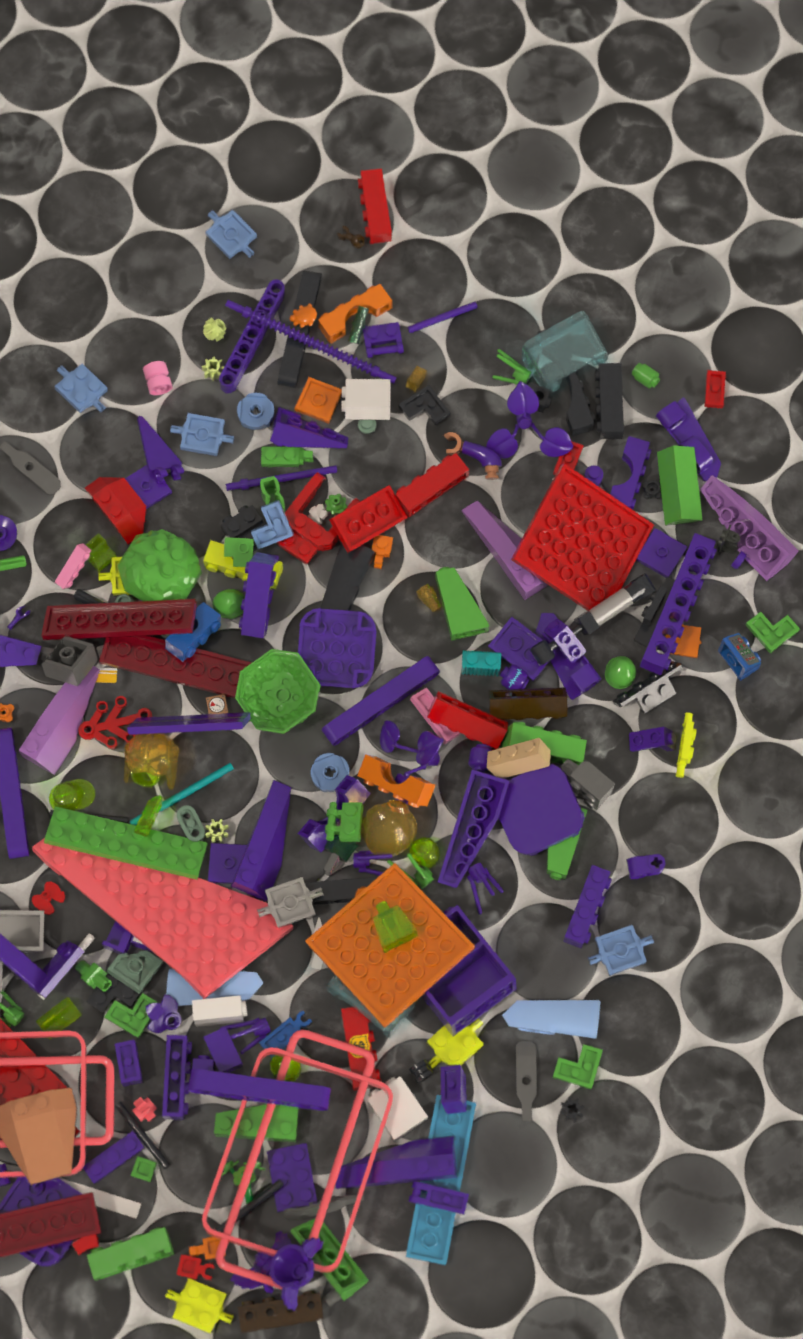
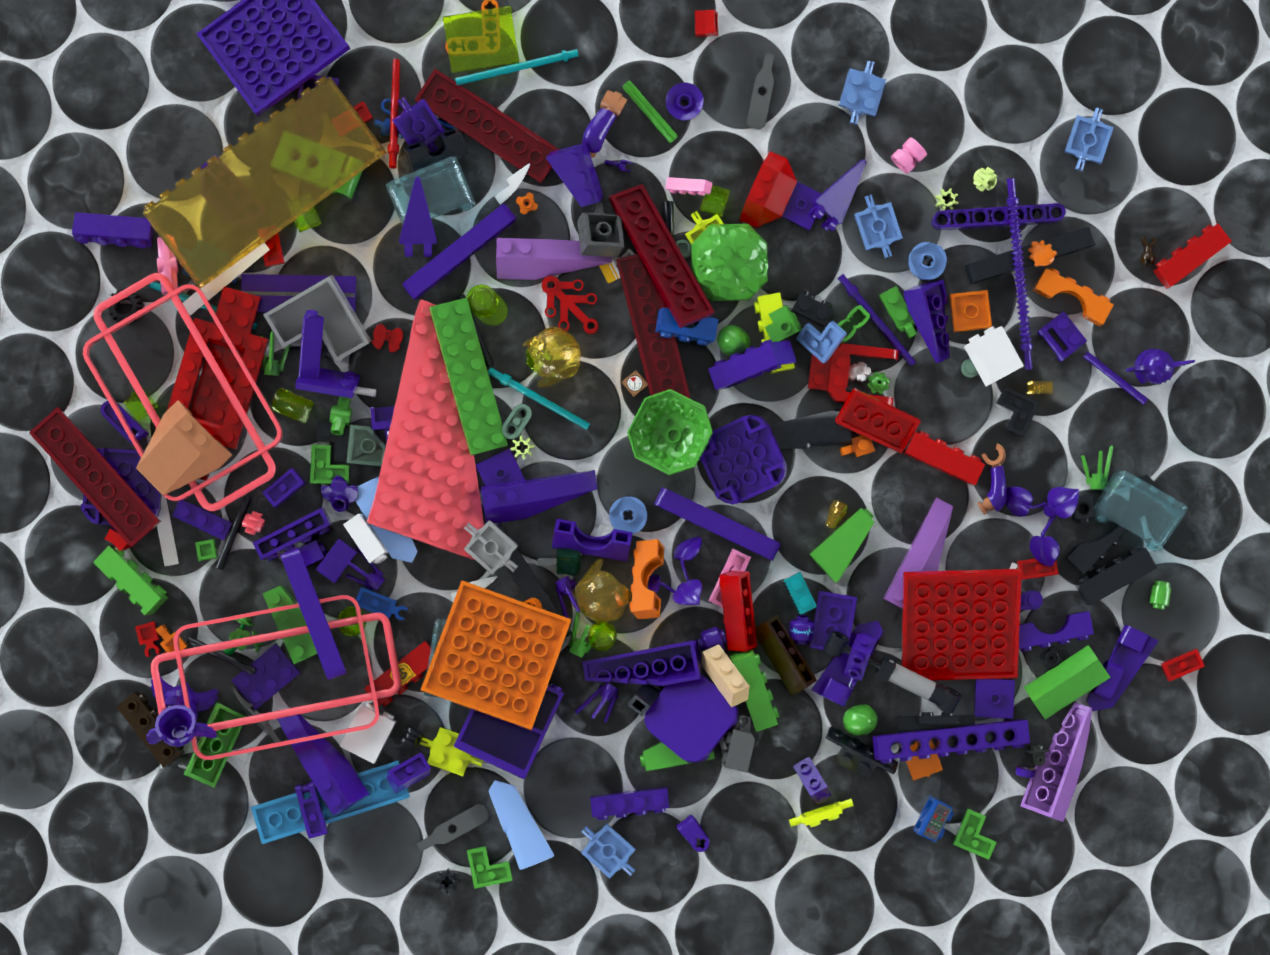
camera: 65 degrees right, 15 degrees up
(148, 816) = (501, 382): clear neon green slope -> none
(189, 723) = (598, 372): dark purple tile -> none
(199, 1306) = (121, 659): neon yellow plate -> none
(350, 824) = (588, 560): bright green plate -> none
(358, 324) = (1062, 306): clear green pin -> none
(393, 926) = (510, 650): clear neon green torso -> none
(451, 279) = (1155, 366): none -> dark purple helmet
(500, 844) = (643, 699): none -> black brick

